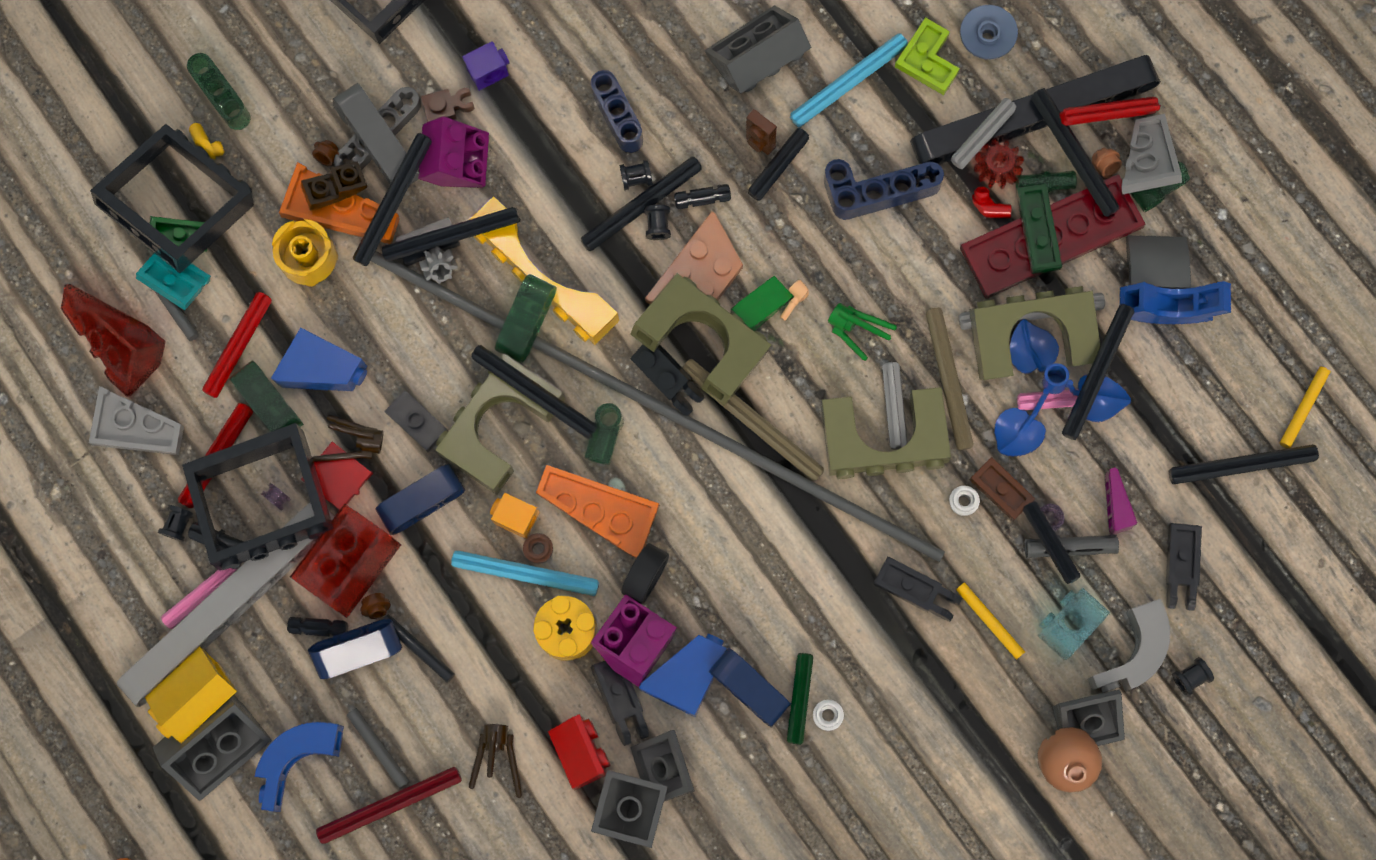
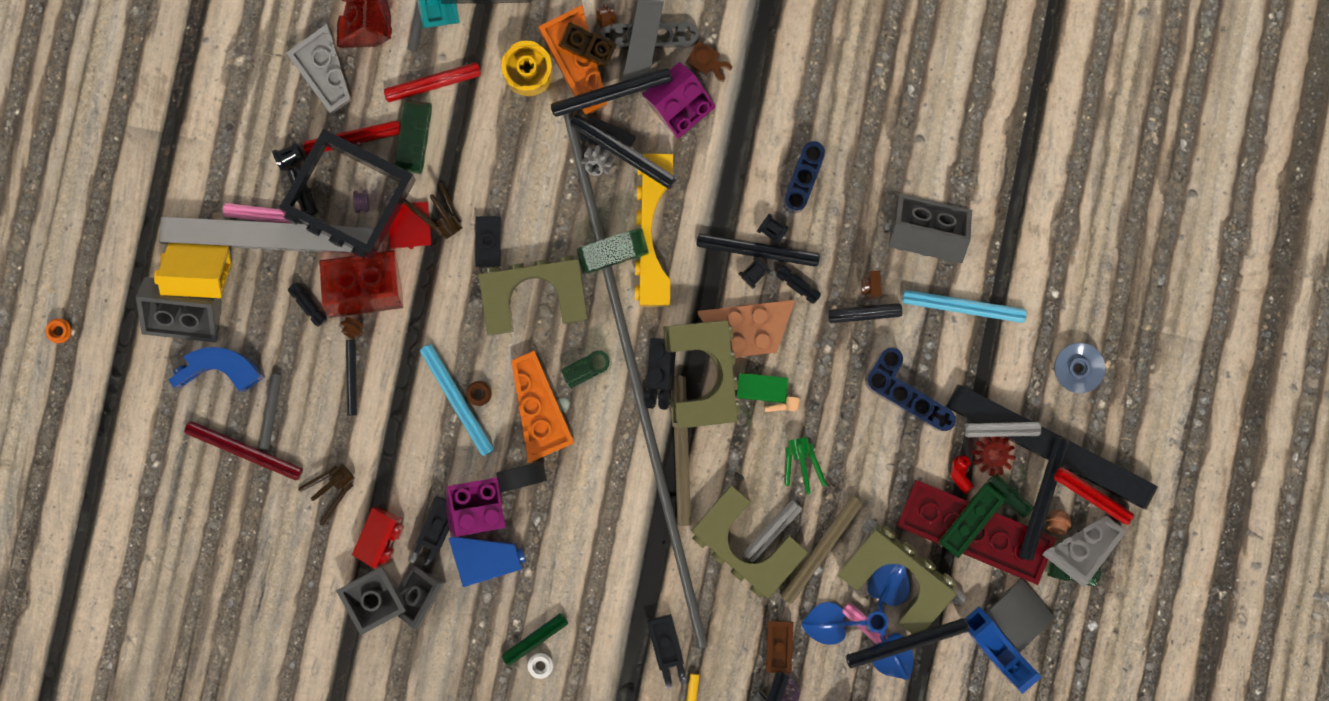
camera: 40 degrees right, 10 degrees up
(318, 365) = (467, 147): blue slope -> none
(355, 648) = (314, 341): beam -> none
(420, 499) = (441, 292): dark blue beam -> none
(486, 65) = (757, 63): dark purple brick -> none
(514, 515) = (484, 360): light orange brick -> none
(534, 391) = (570, 302): black axle -> none
(562, 611) = (433, 449): yellow brick -> none
(749, 687) = (510, 605): dark blue beam -> none
(922, 61) = (1020, 339): lime plate -> none
(968, 492) = (754, 636): white plate -> none

